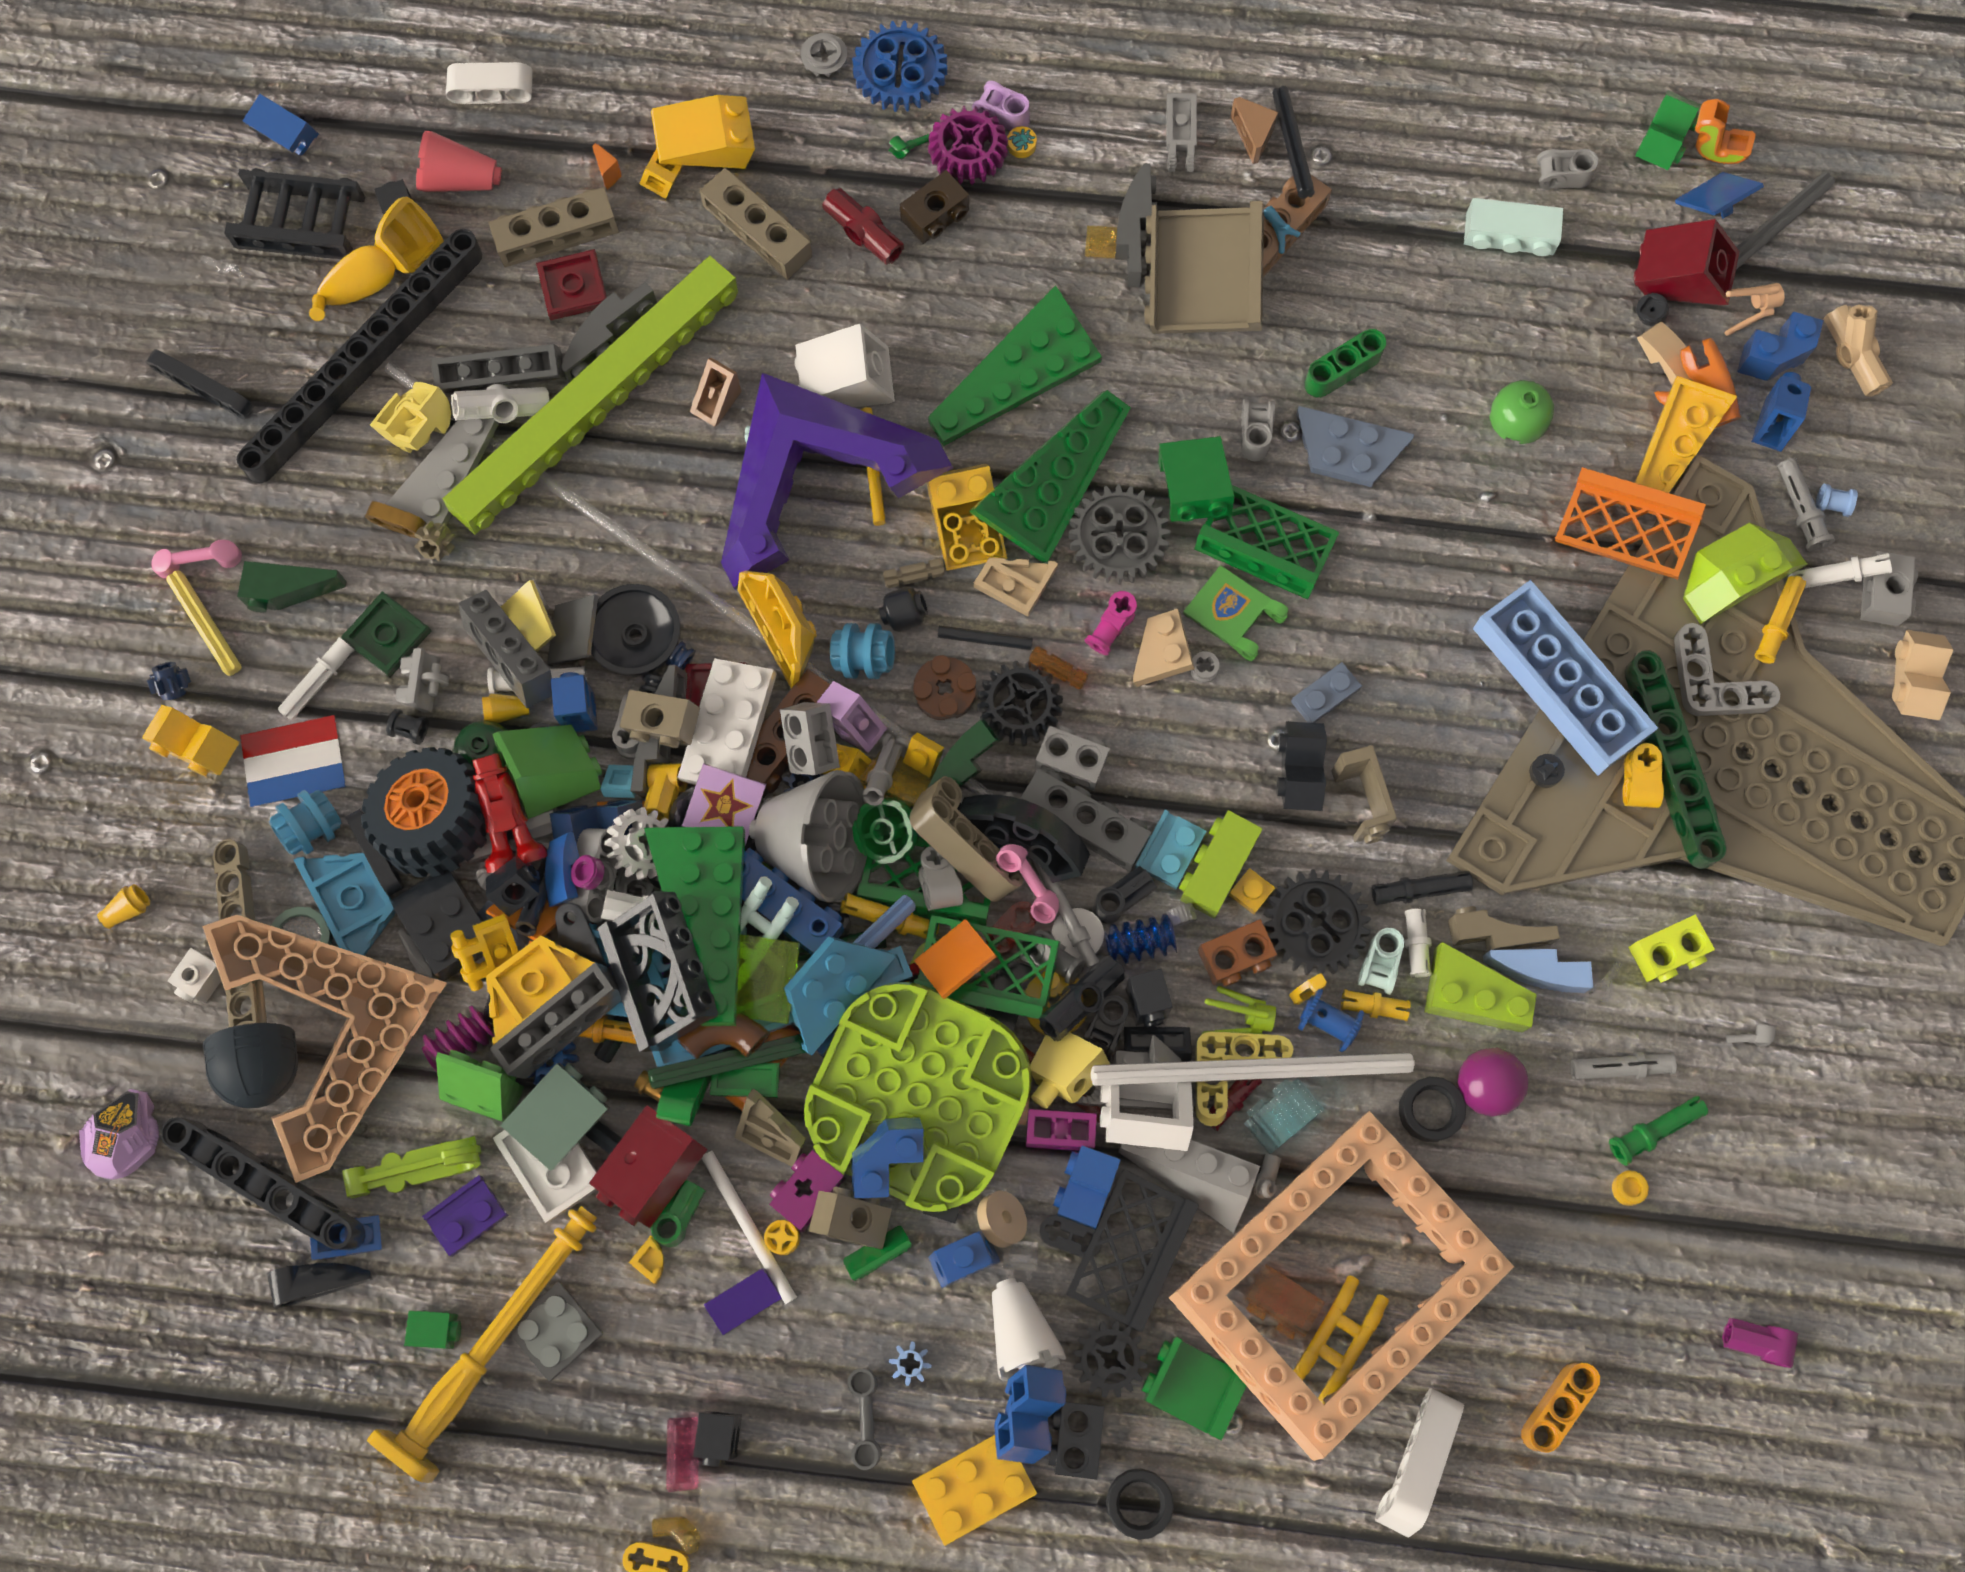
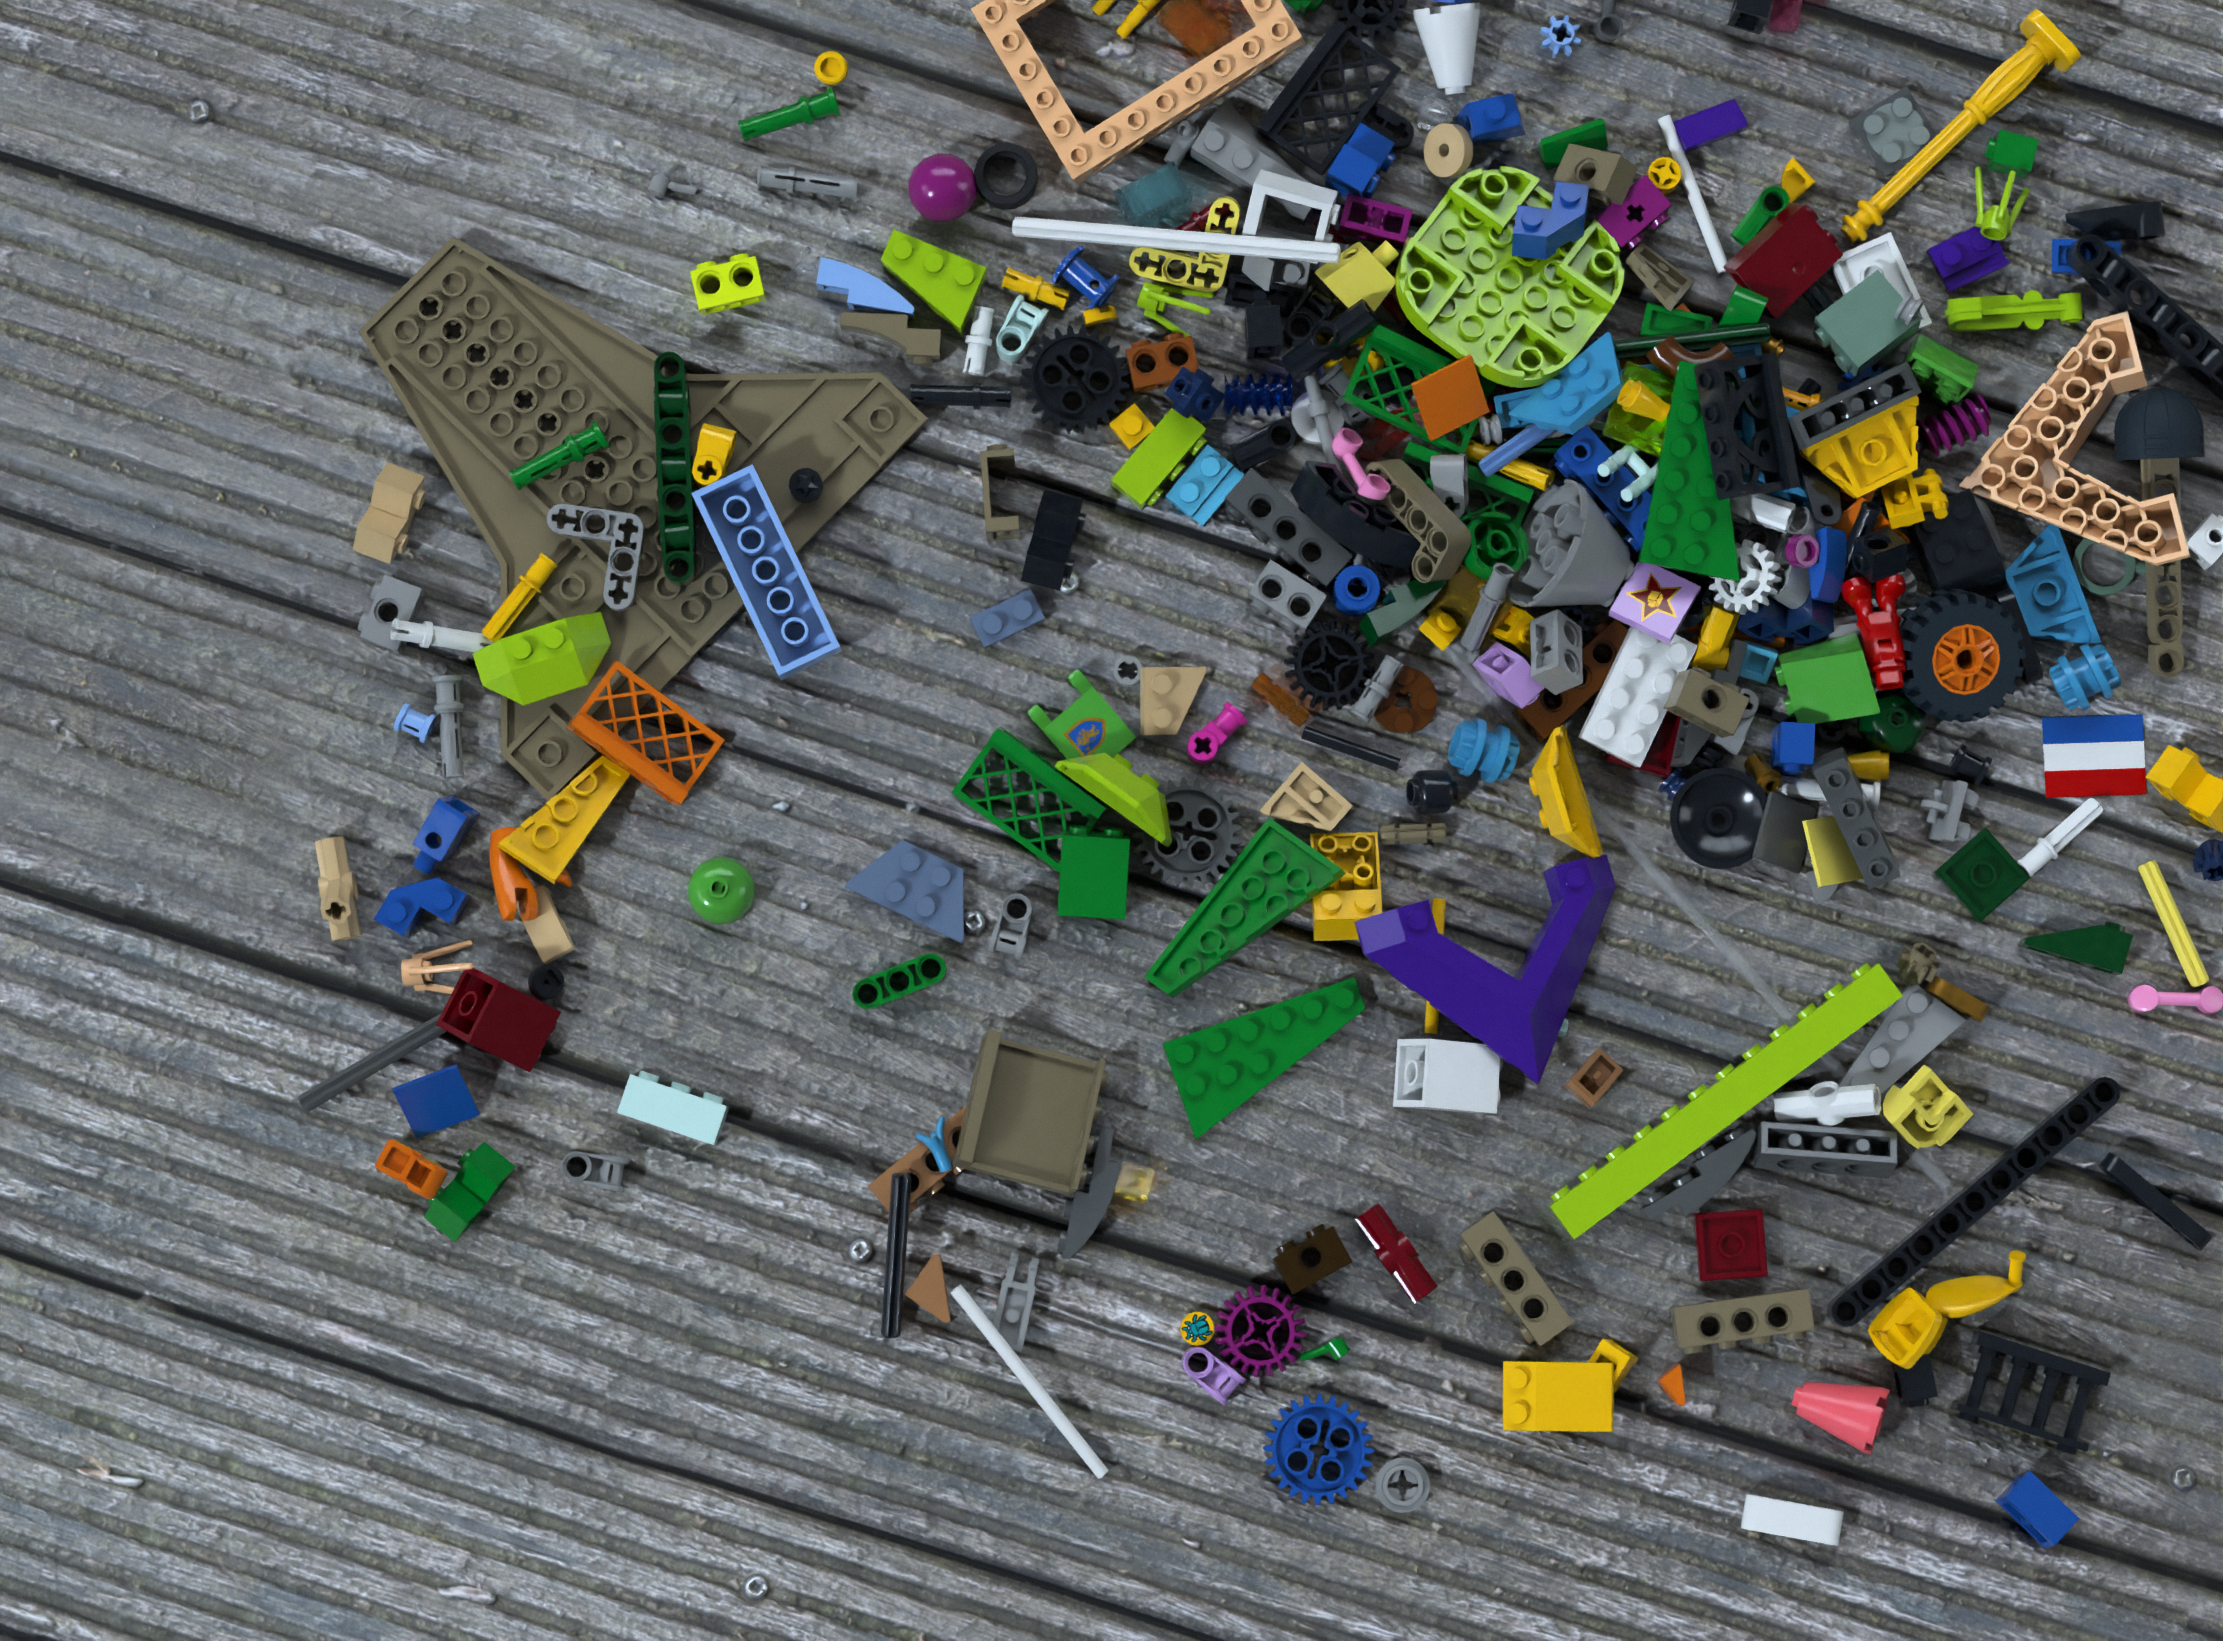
camera: 170 degrees left, 10 degrees up
(436, 1253) = (1996, 222): none -> lime plant
(512, 1128) = (1908, 309): none -> light grey bush
(599, 679) = (1764, 775): none -> pearl gold pin
(766, 977) = (1640, 400): none -> yellow cone
(909, 944) = (1490, 430): none -> light grey bush
(971, 684) = (1377, 688): none -> light grey pin
(1008, 757) = (1358, 576): none -> blue hose
(1156, 72) = (1029, 1381): none -> white piece
(1187, 547) = (1122, 790): none -> lime wedge
(1202, 919) = (1194, 394): none -> dark blue brick
(1775, 760) = (574, 448): none -> green pin

